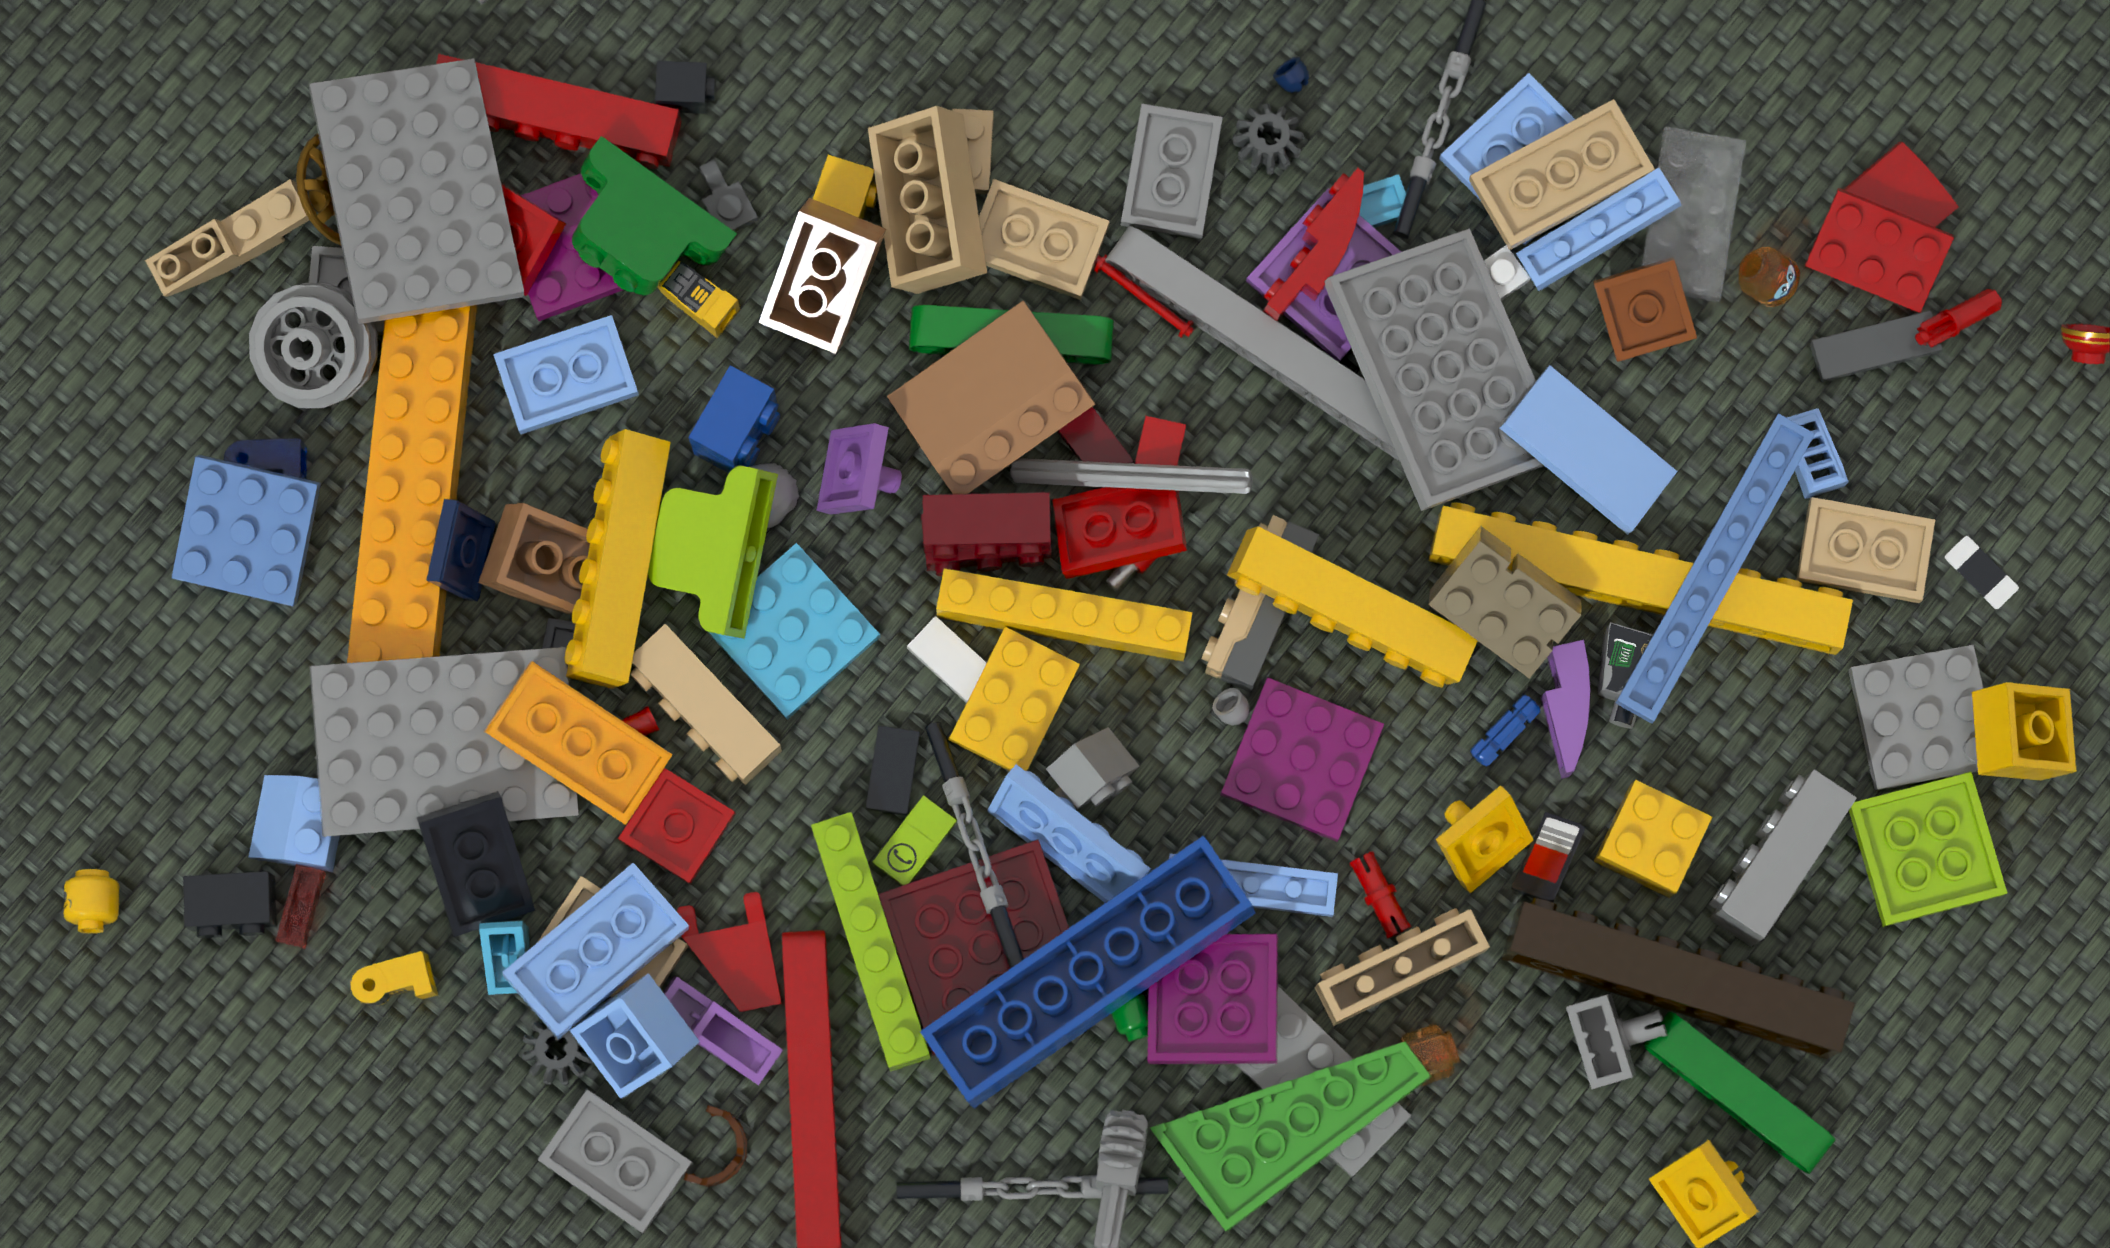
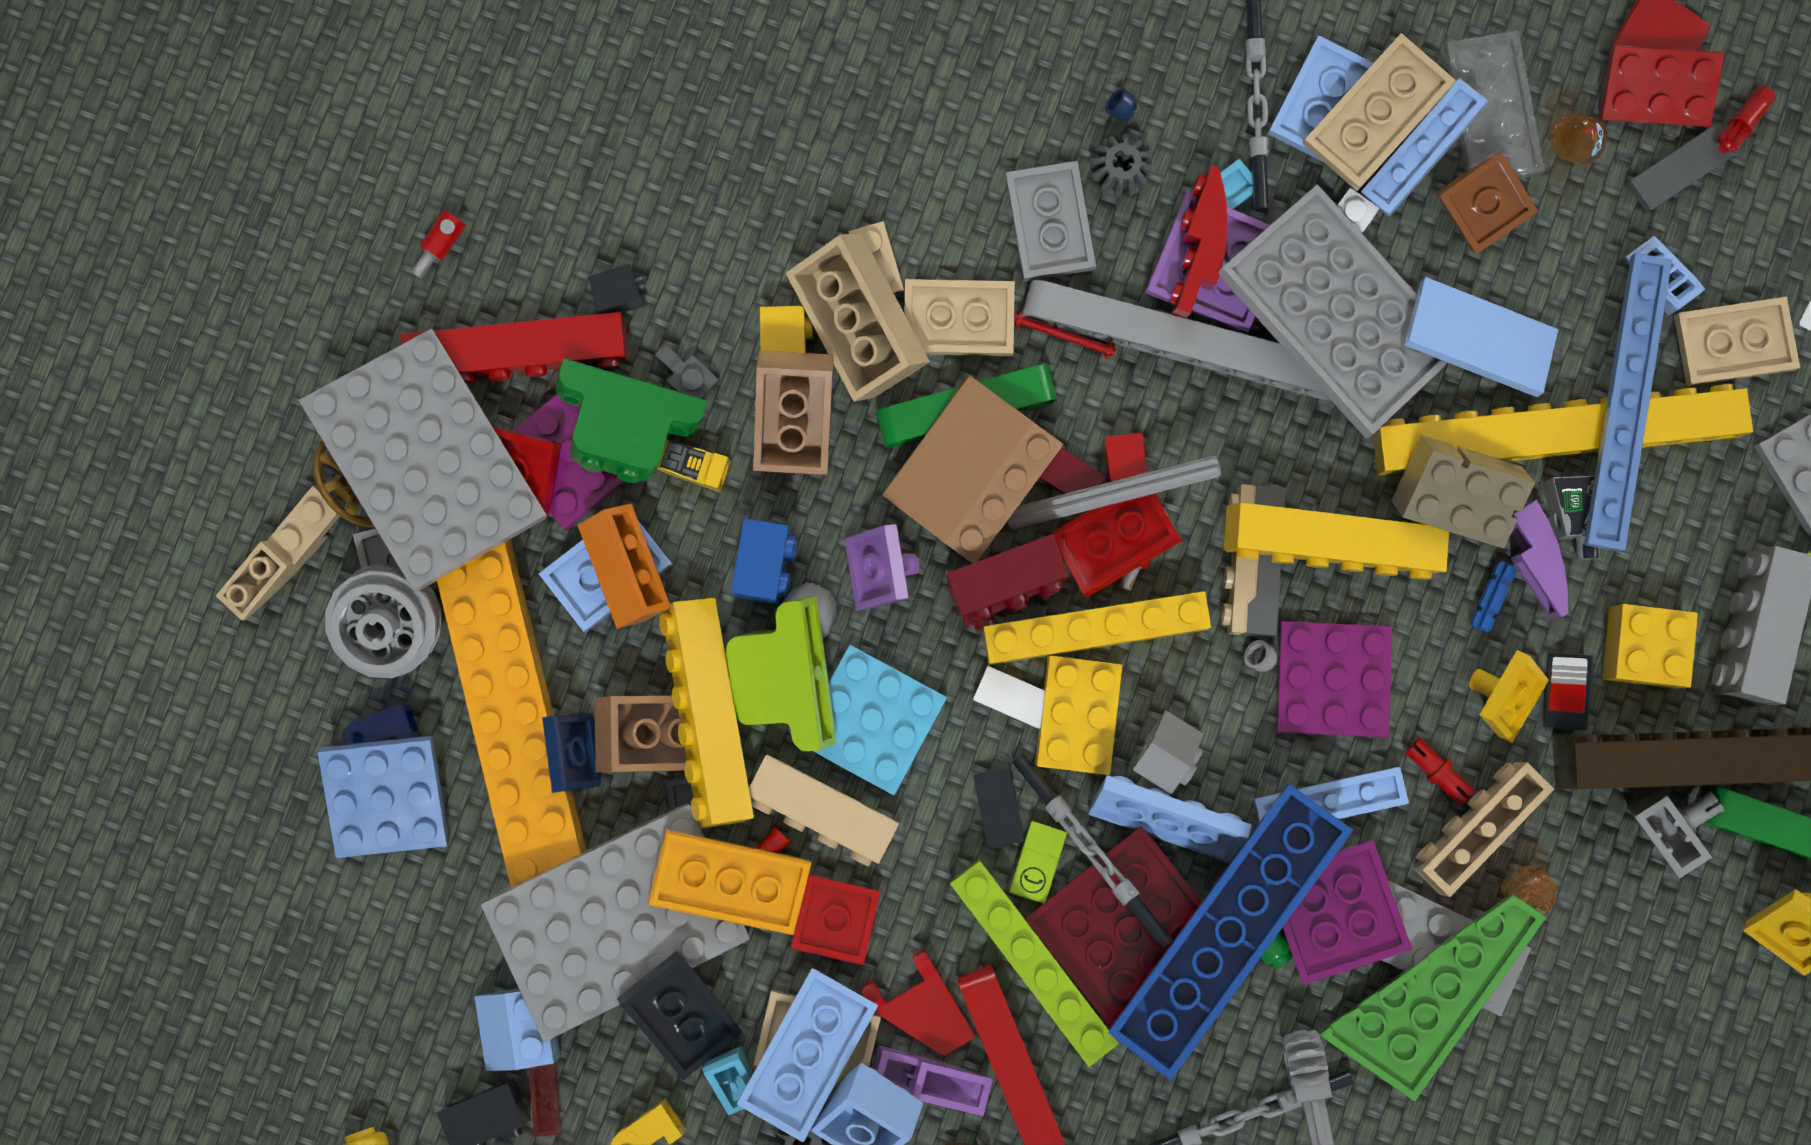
camera: 15 degrees left, 5 degrees up
(586, 373) = (624, 565): none -> orange brick

